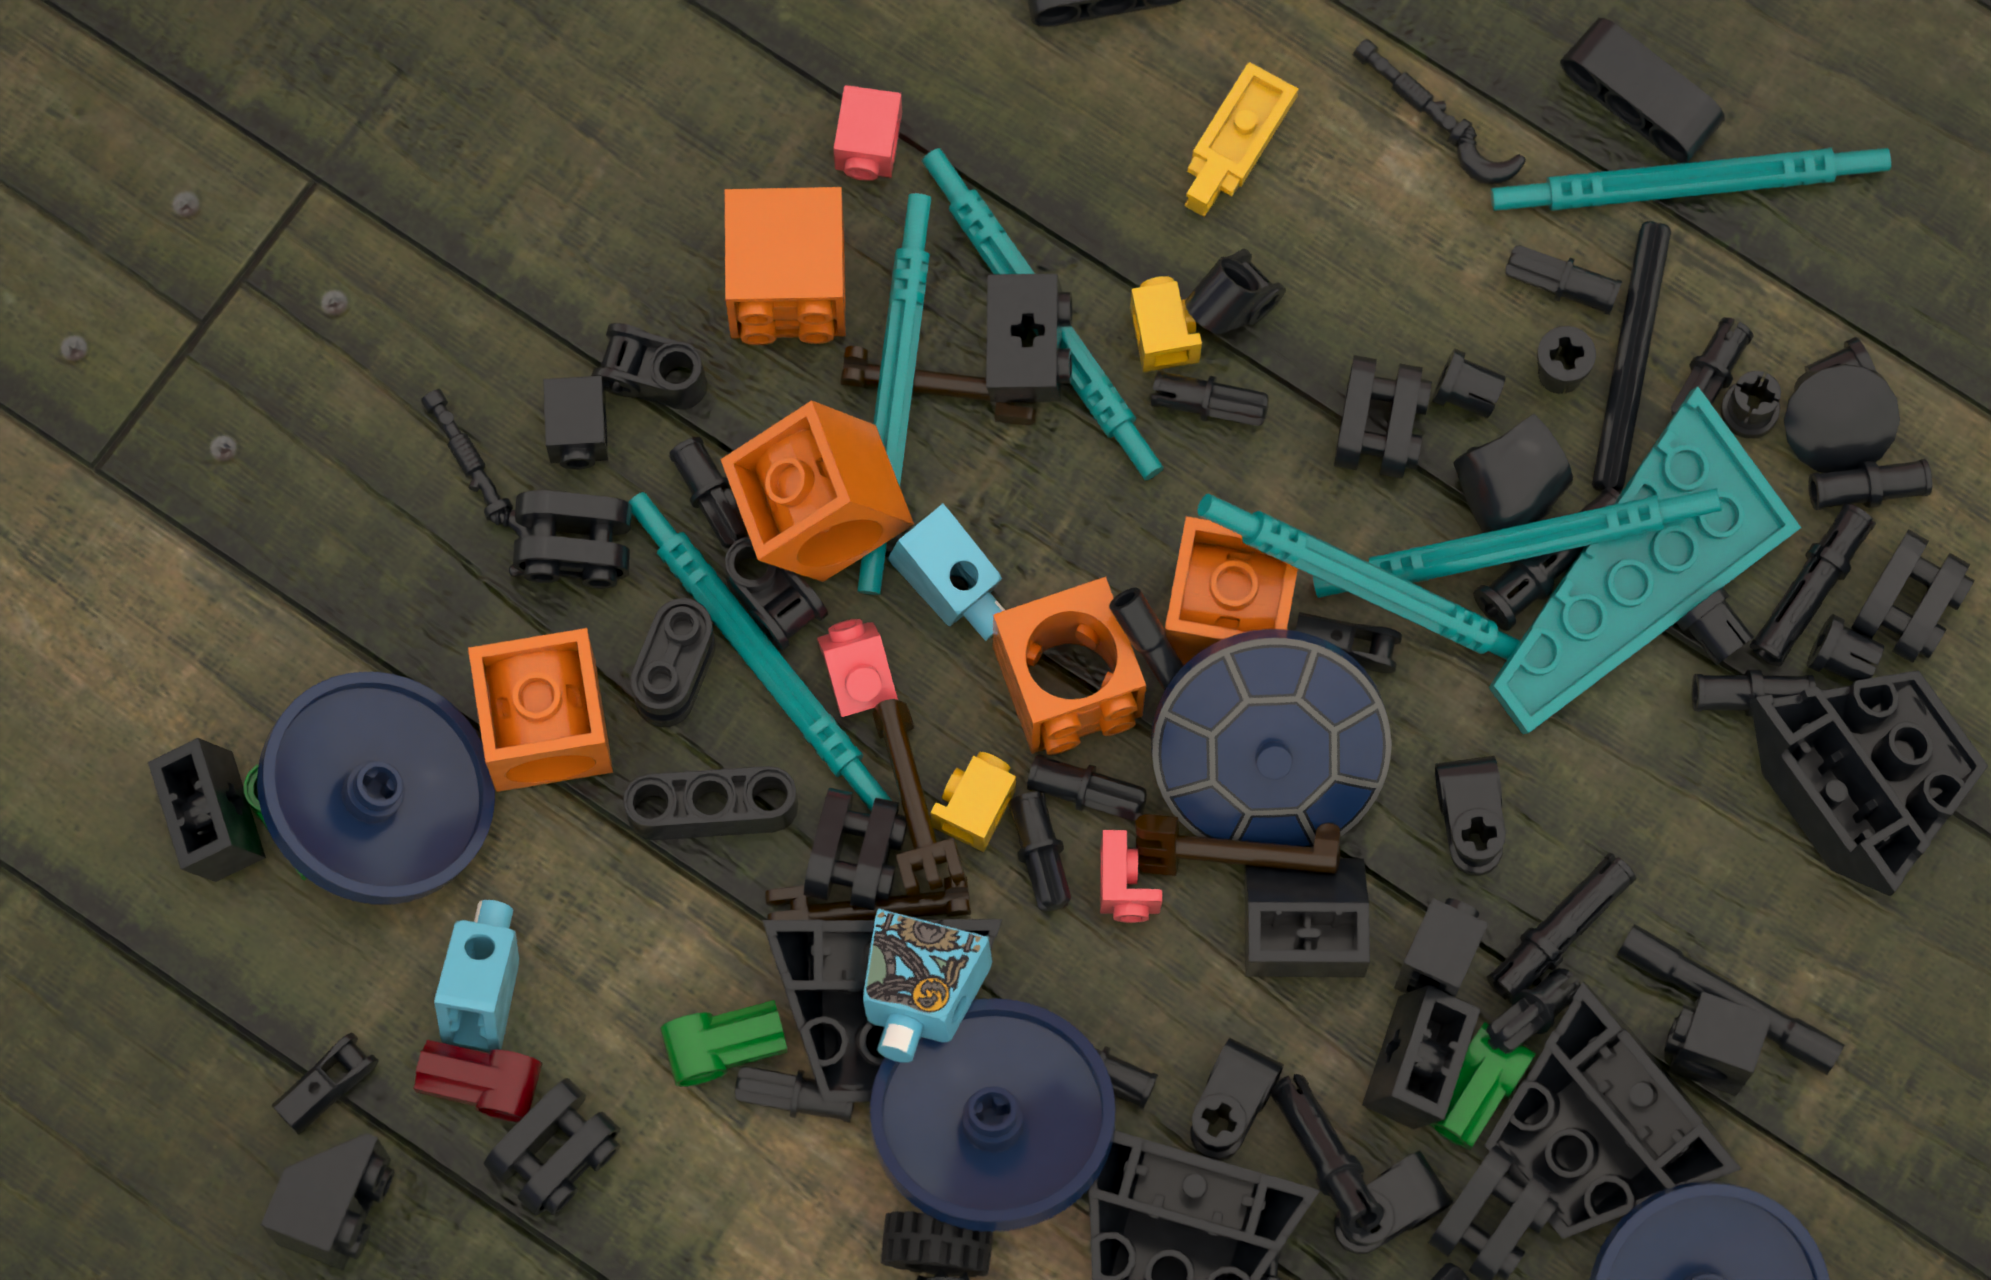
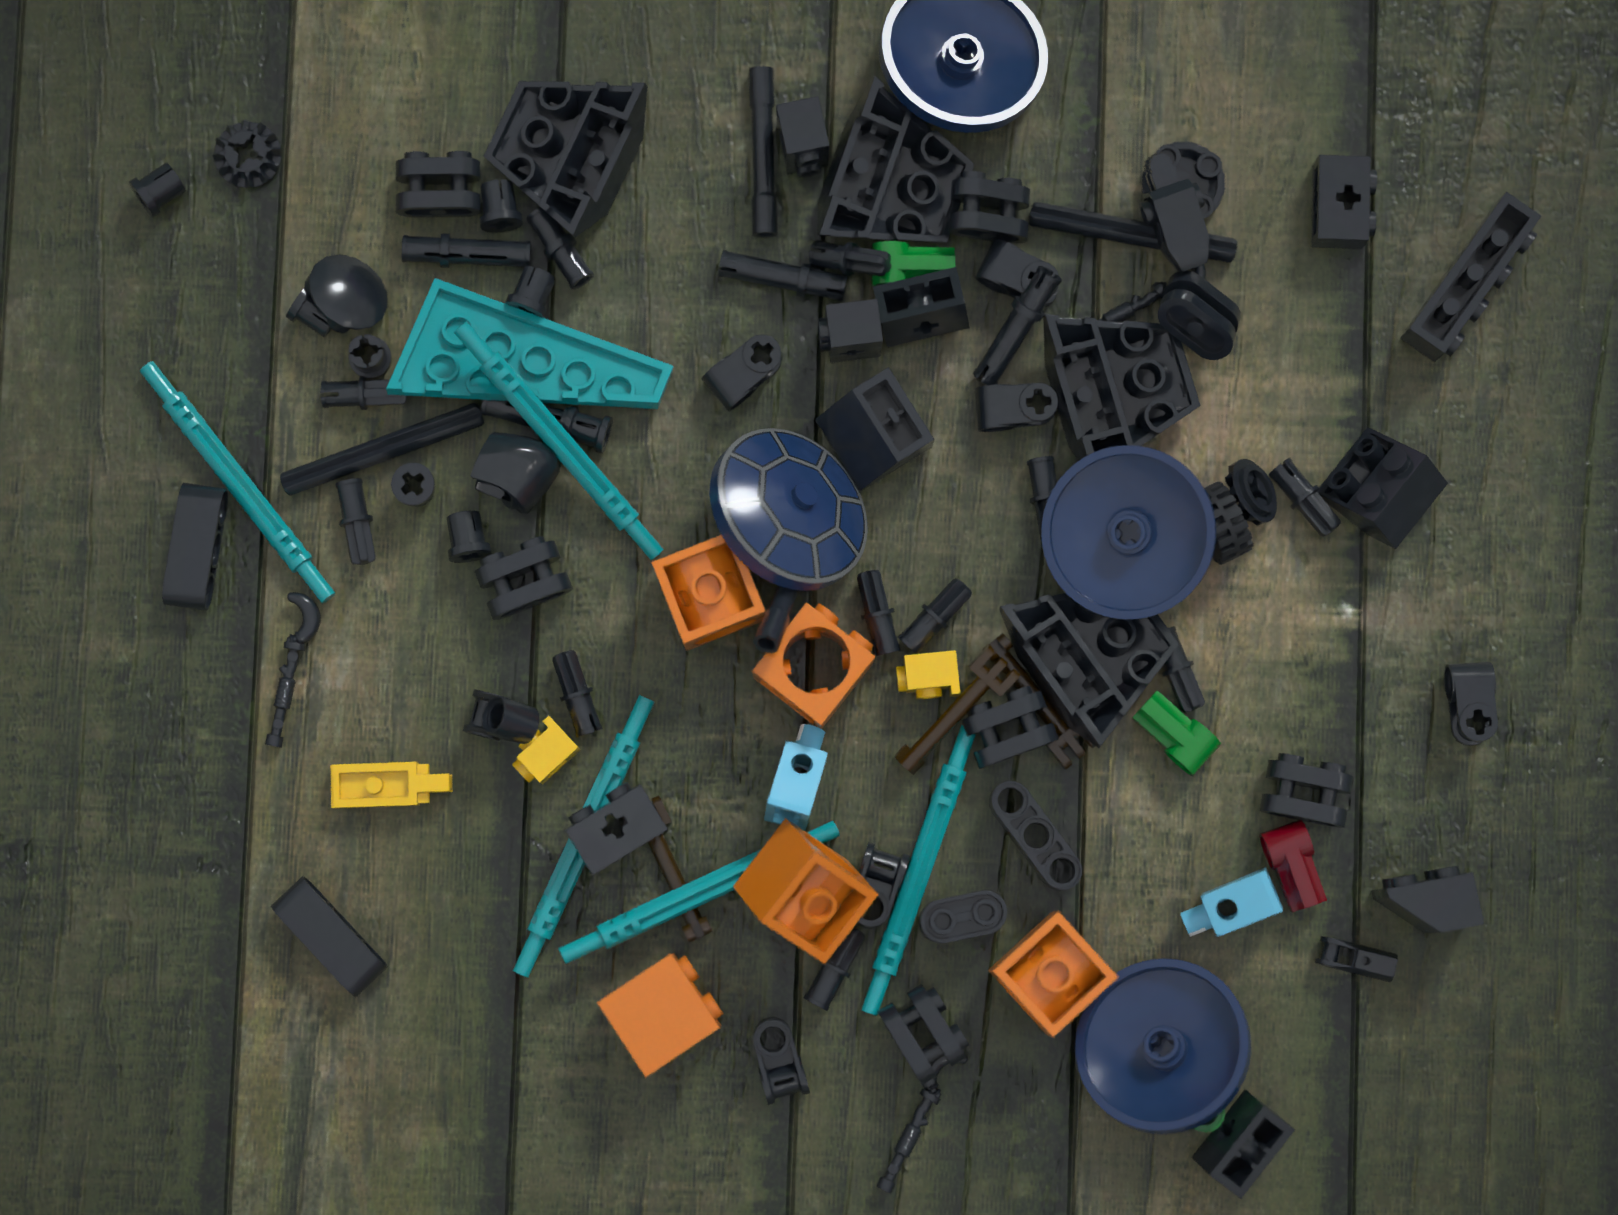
camera: 125 degrees left, 10 degrees up
(575, 421) = (845, 1082): black brick -> none
(856, 666) = (889, 803): coral bracket -> none
(867, 133) = (533, 1022): coral brick -> none
(921, 981) = (1079, 624): torso -> none
(1117, 870) = (919, 561): coral bracket -> none
(1162, 848) = (887, 543): dark brown hinge -> none
(1343, 634) = (685, 519): black bar -> none
(1359, 577) = (652, 515): teal axle -> none
(1870, 484) = (377, 253): black pin -> none

